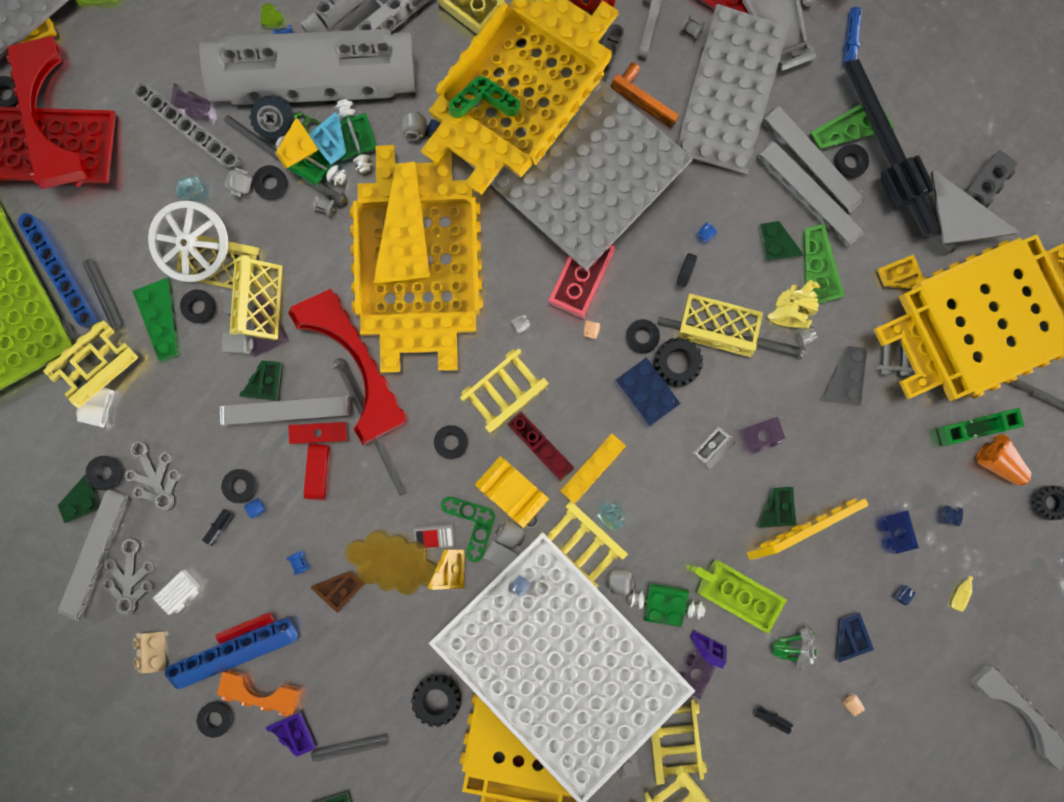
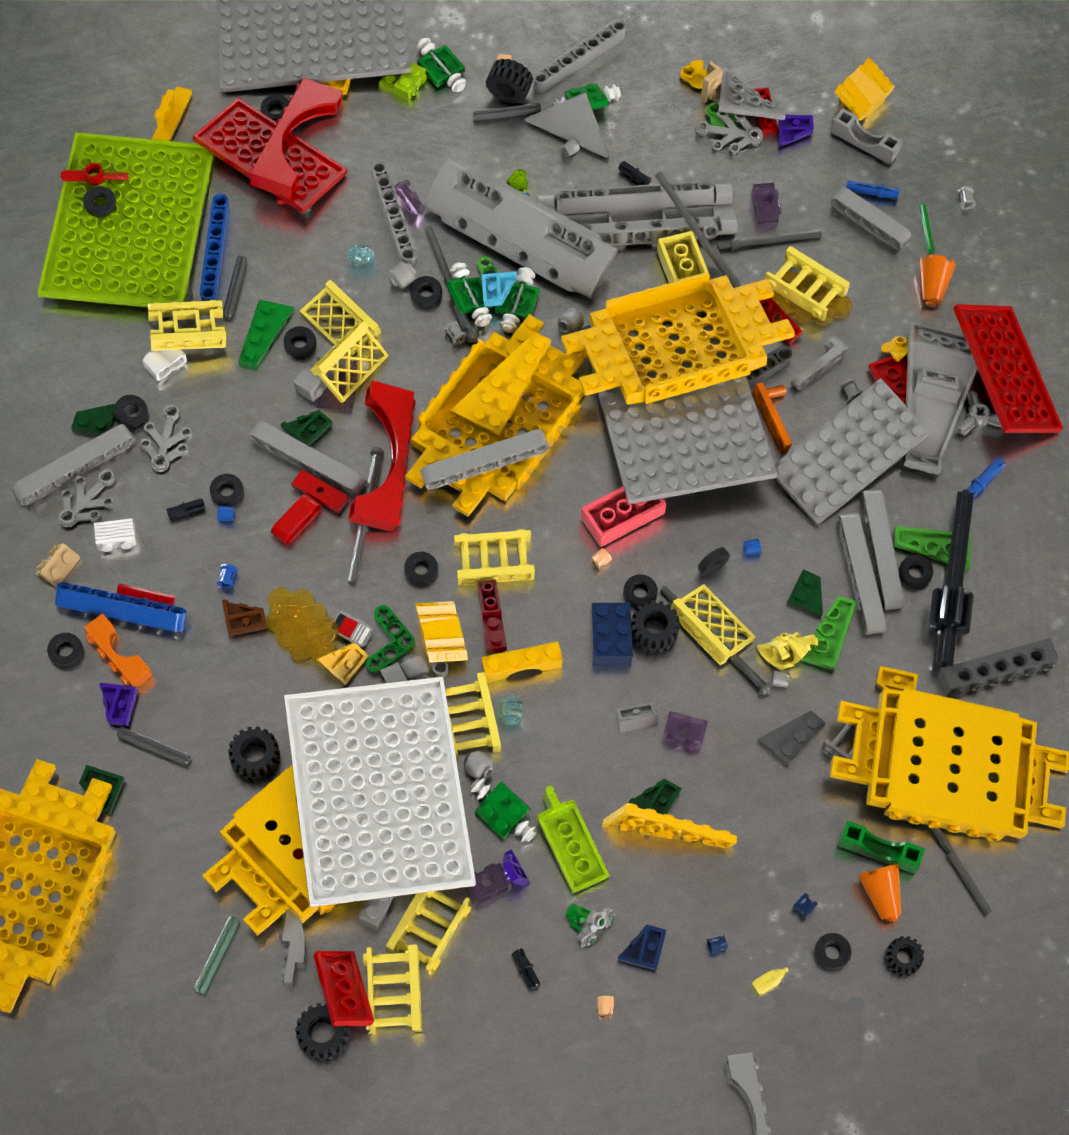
camera: 30 degrees right, 20 degrees down
(191, 239) = (332, 290): white wheel -> none
(271, 117) = (464, 245): black wheel -> none
(295, 145) = (466, 274): yellow wing -> none
(438, 314) = (484, 459): none -> light grey beam
(484, 92) = (644, 324): green beam -> none
(520, 324) = (545, 517): light grey hose -> none
(520, 585) = (393, 700): sand blue hose -> none
(906, 539) = (745, 898): clear blue brick -> none
(963, 217) = (981, 669): light grey tile -> none
(987, 528) = (826, 962): none -> black tyre

